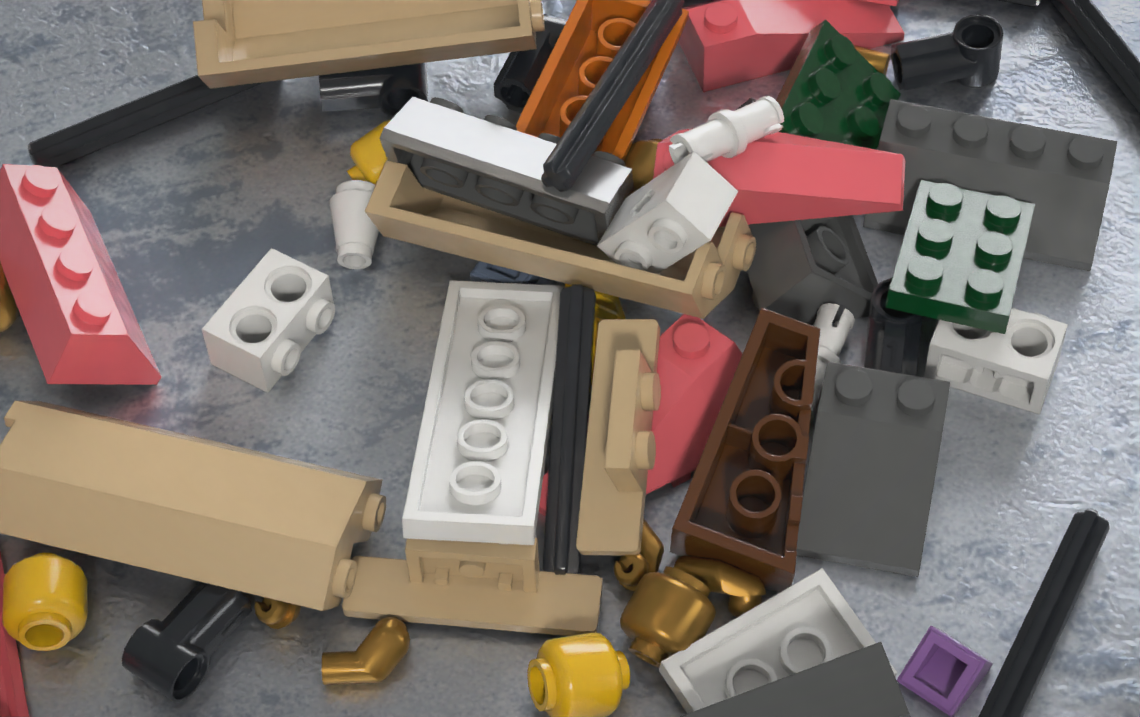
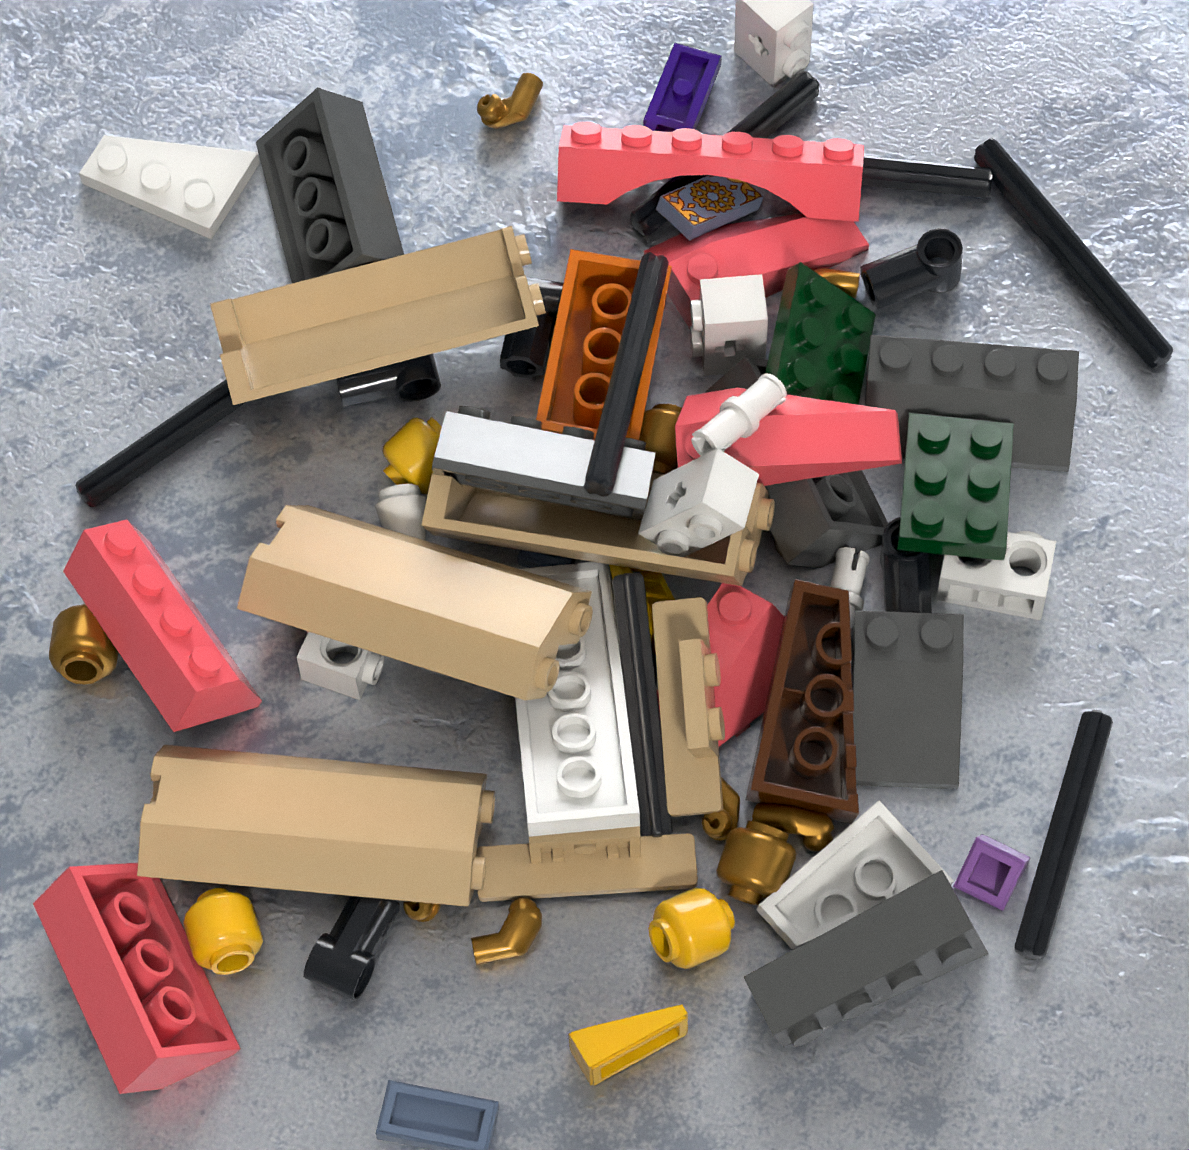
camera: 10 degrees left, 10 degrees up
(343, 287) = (415, 601): none -> tan panel
(740, 62) = (729, 322): none -> white brick

